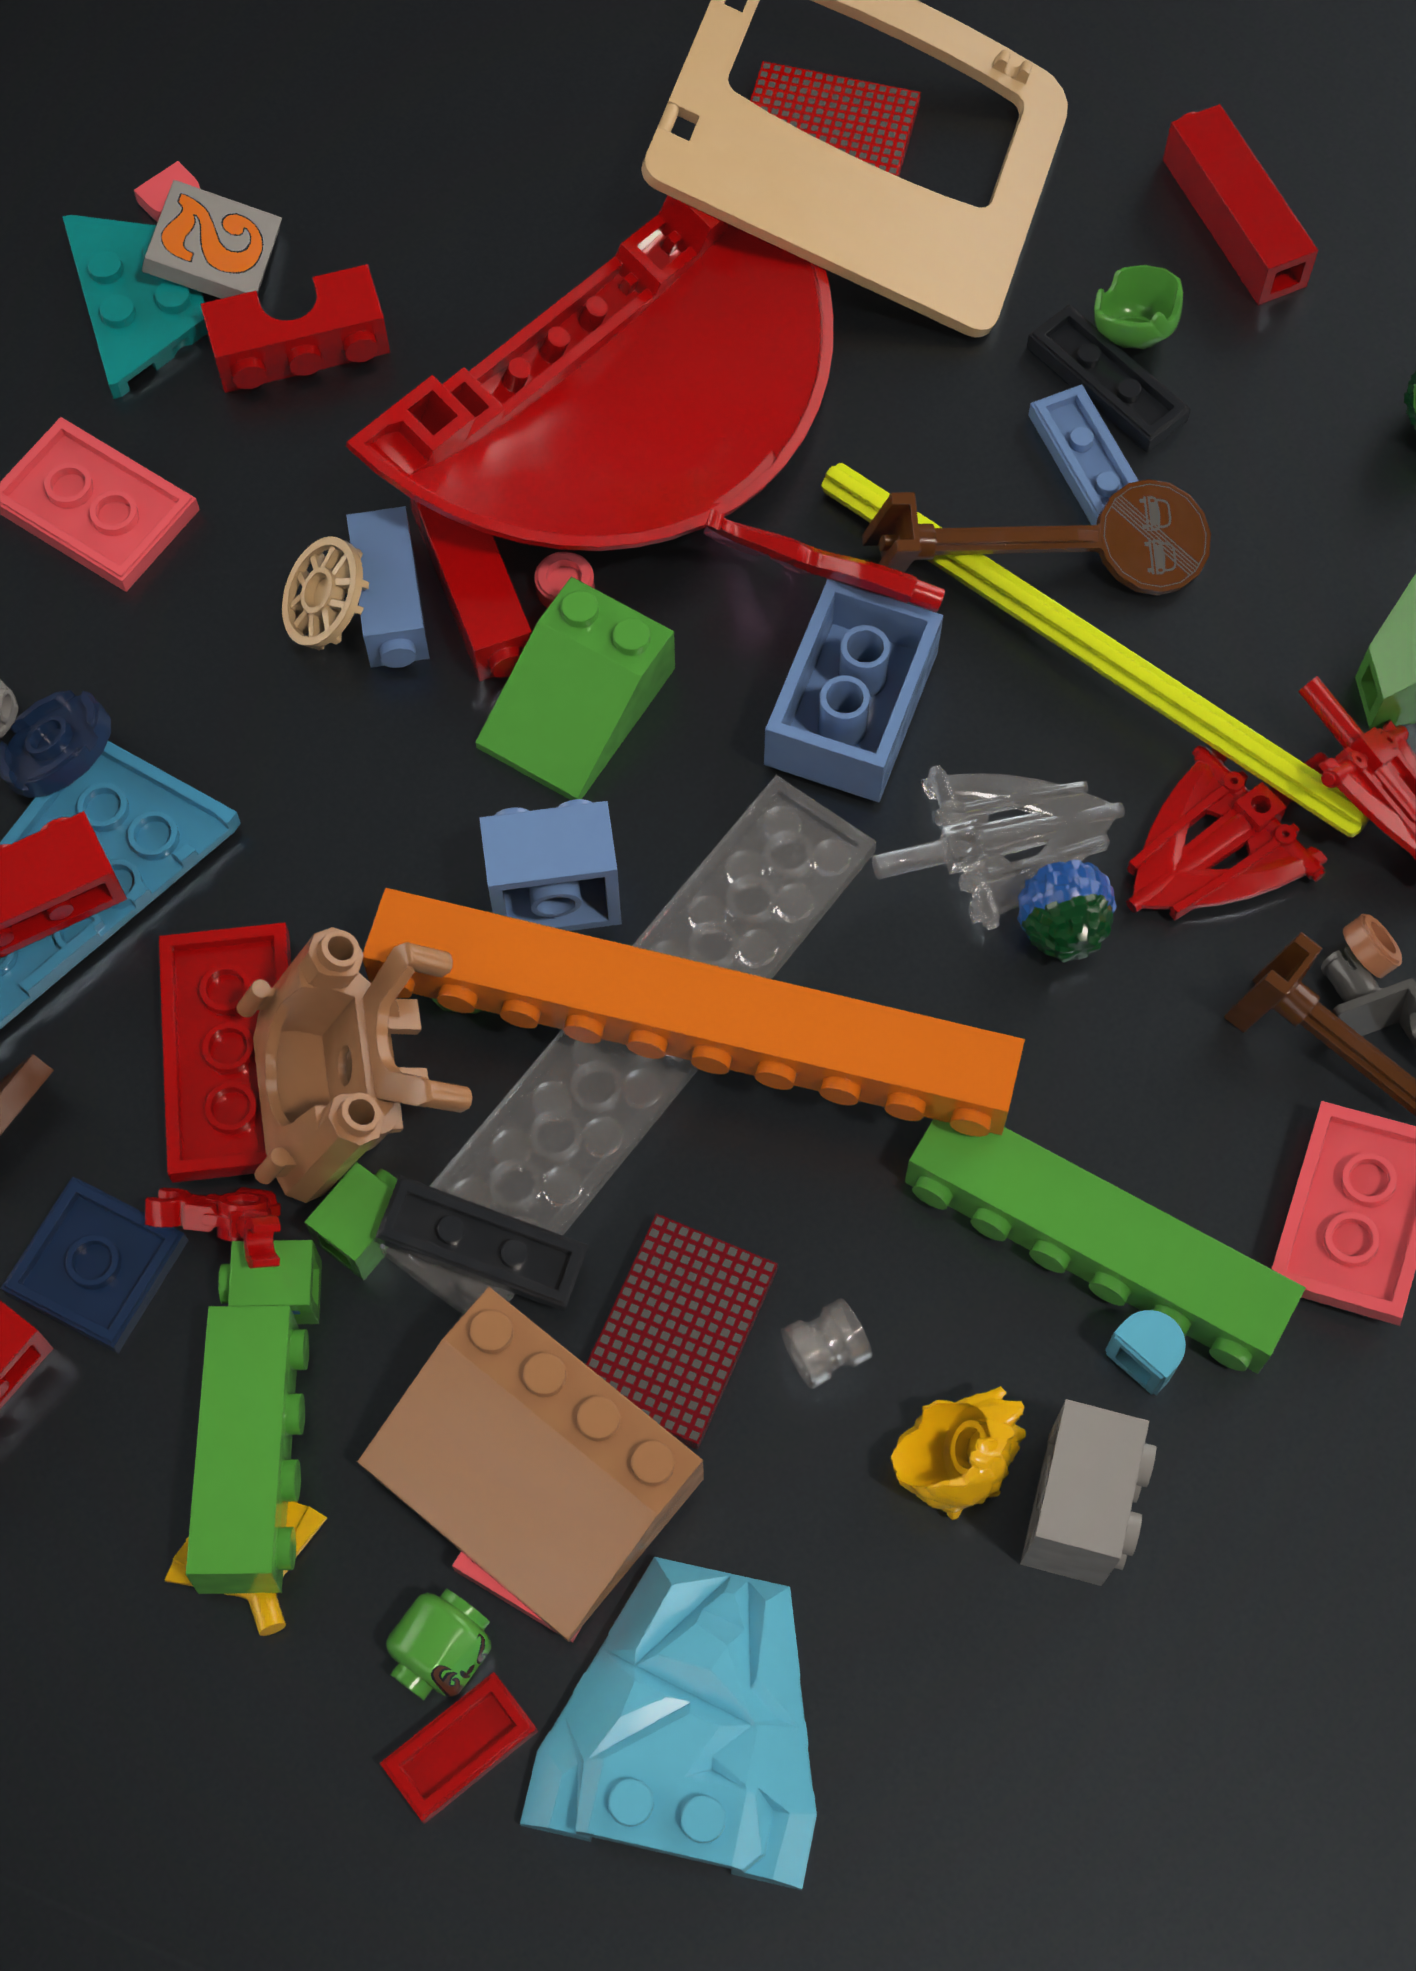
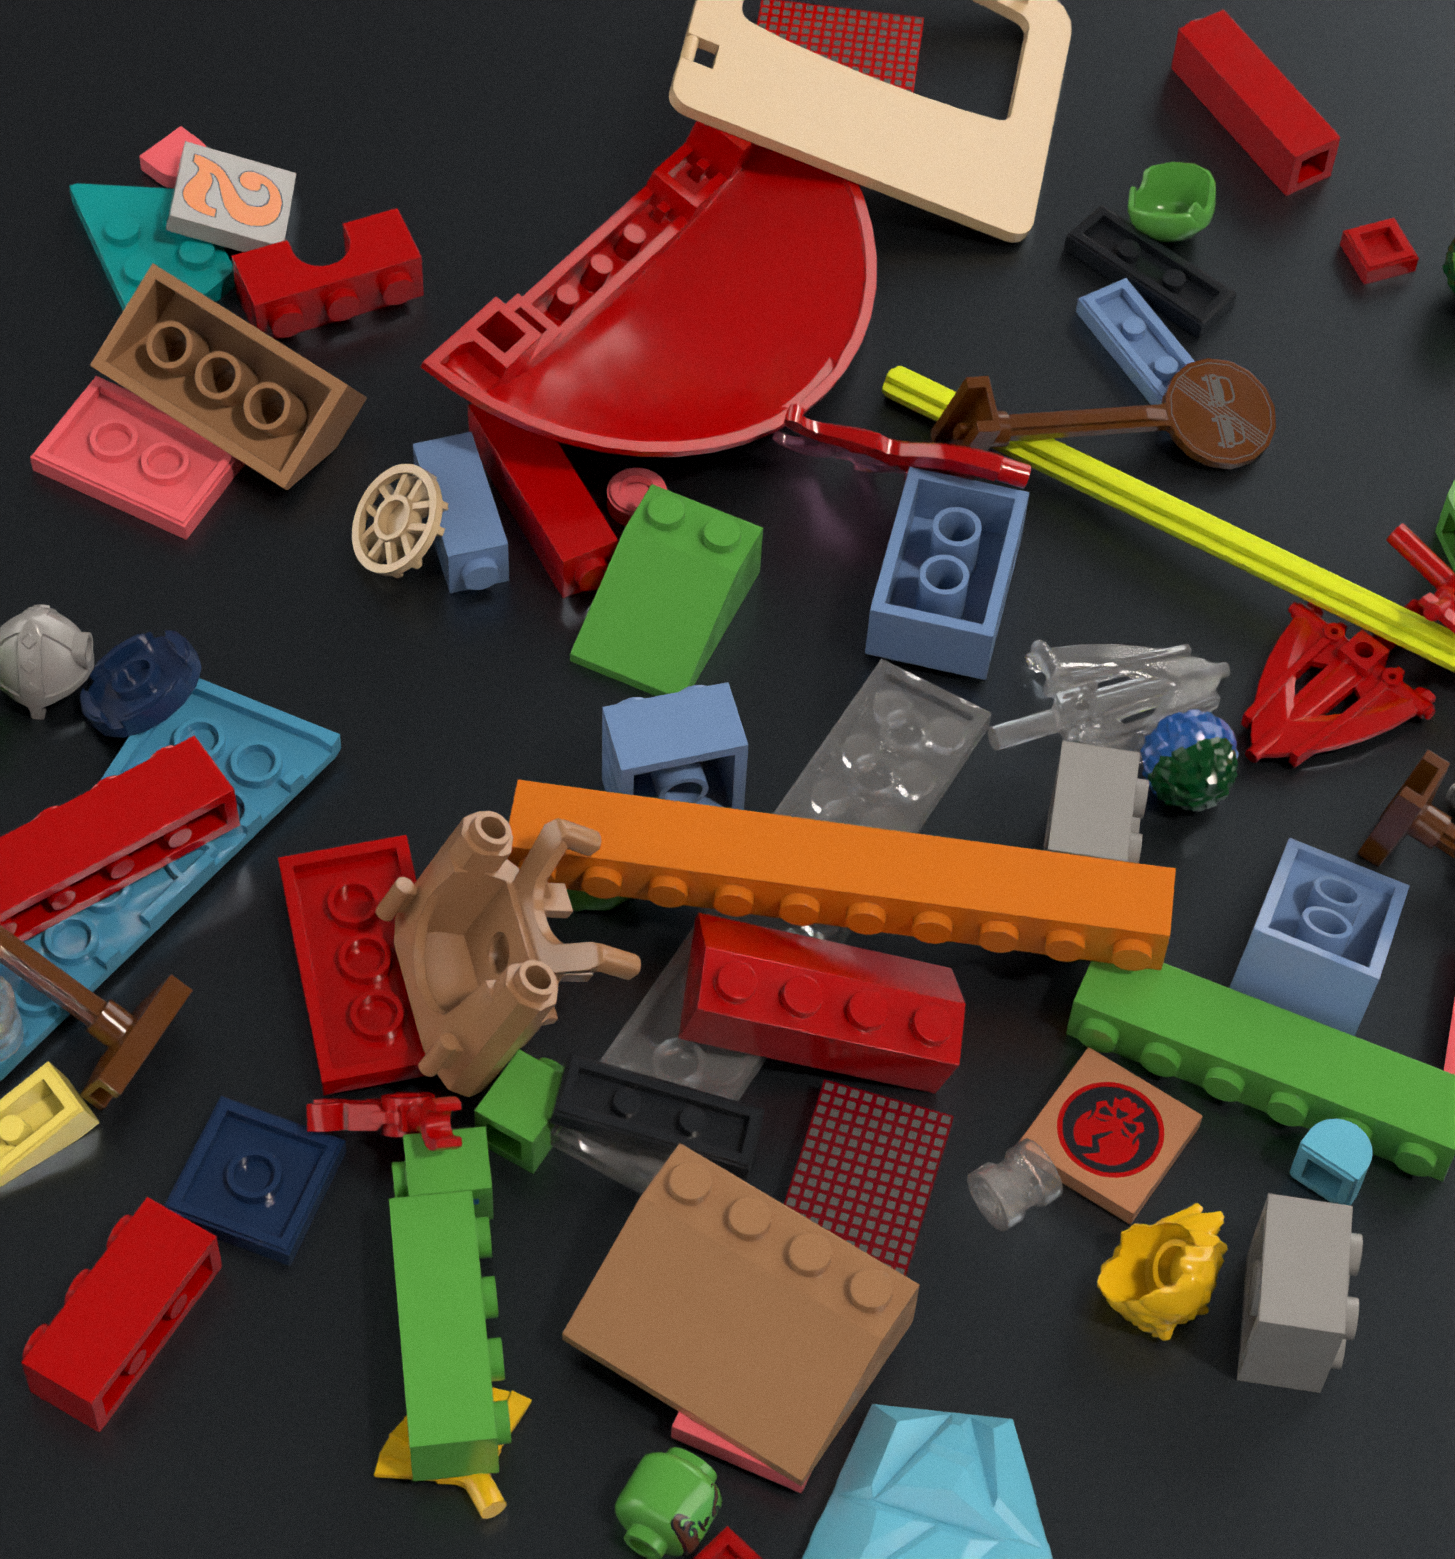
camera: 10 degrees left, 10 degrees down
(179, 432) = (227, 379): none -> medium nougat slope
(661, 1136) = (822, 1004): none -> red slope
(931, 1296) = (1112, 1134): none -> tile
(958, 962) = (1096, 803): none -> light grey brick
(1171, 1109) = (1321, 937): none -> medium blue slope
(1343, 372) = (1379, 251): none -> red tile

